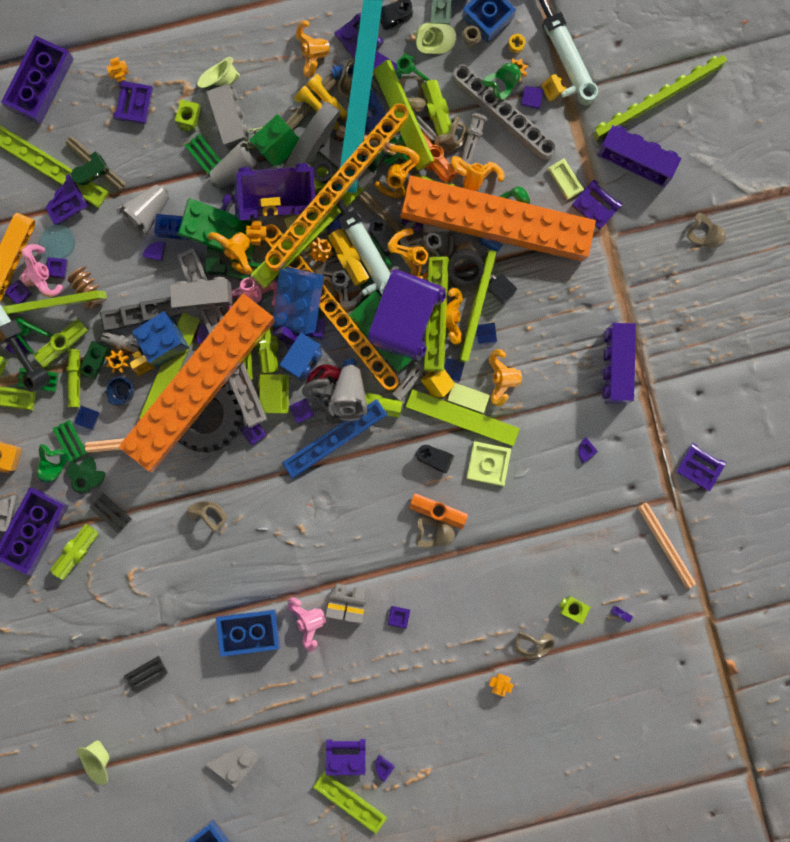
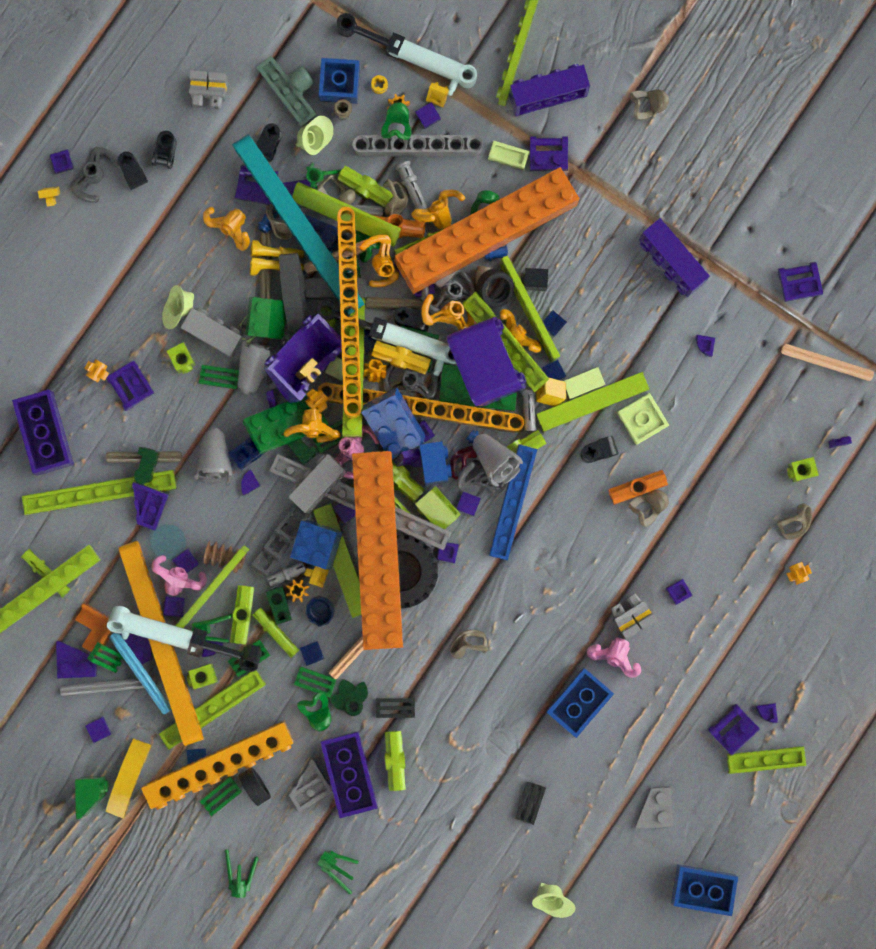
camera: 40 degrees left, 0 degrees up
(502, 377) = (596, 345): light orange piece -> none

